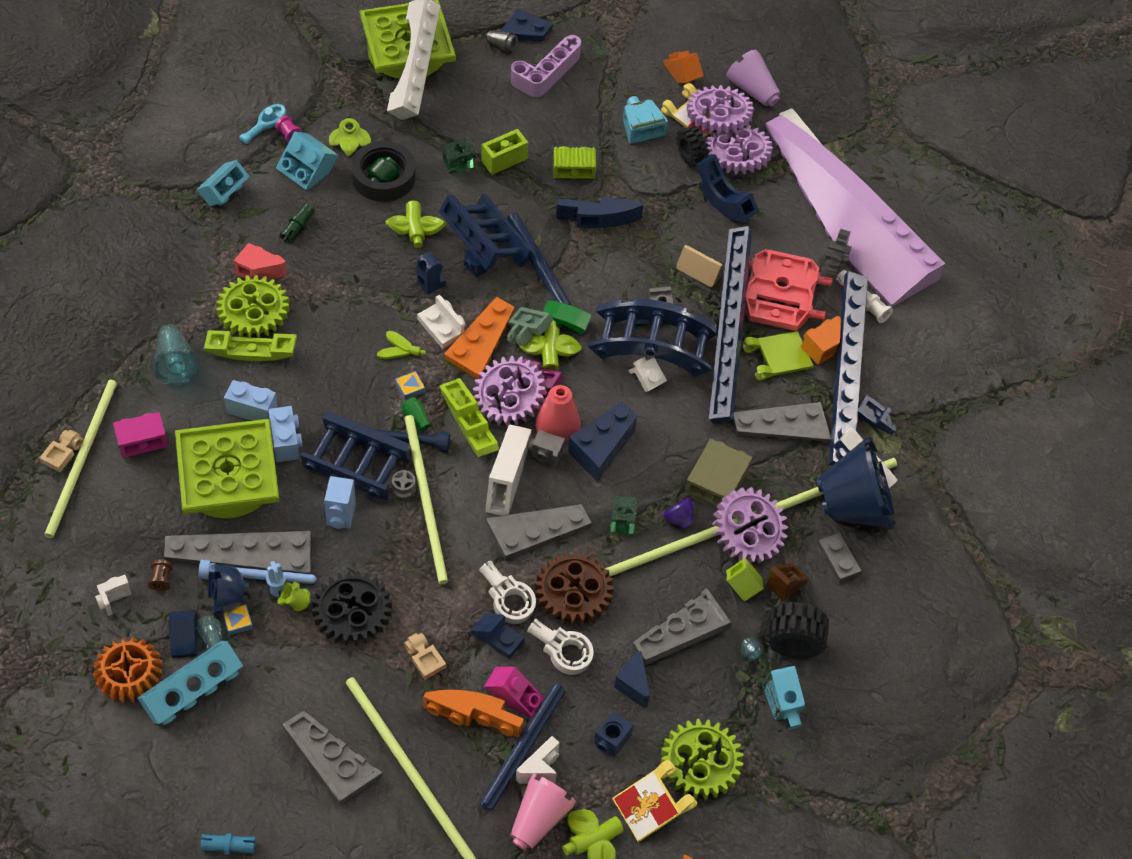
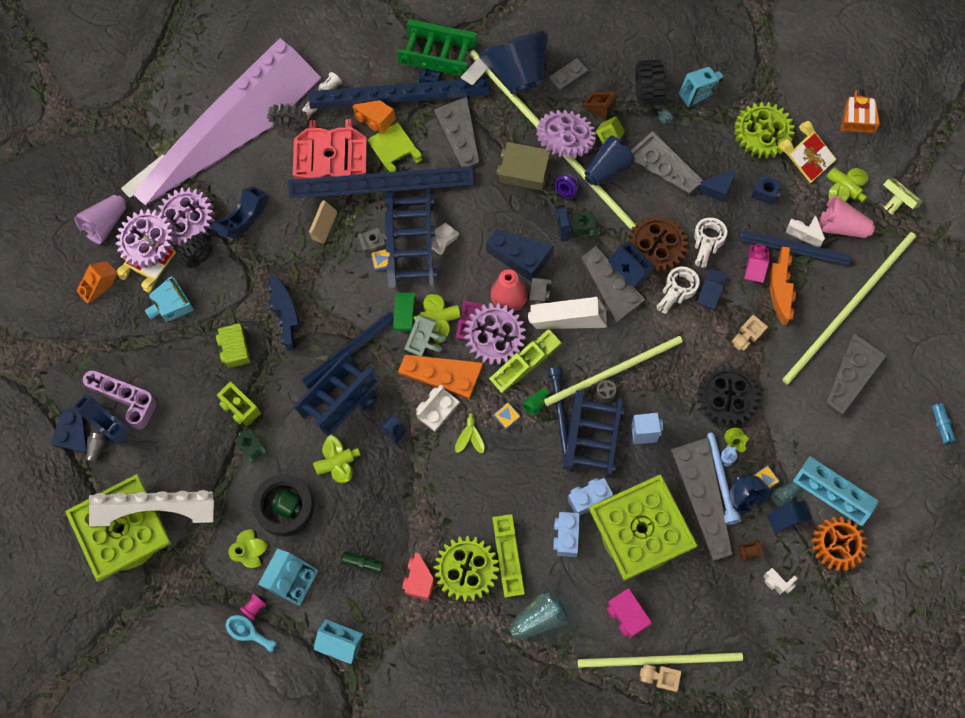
camera: 95 degrees left, 15 degrees up
(528, 48) = (102, 419): none -> dark blue arch
(551, 544) = (631, 264): none -> dark blue brick
(631, 485) = (564, 223): none -> dark blue wing
(698, 558) = (608, 161): none -> dark blue cone
(926, 422) = (440, 34): none -> green fence

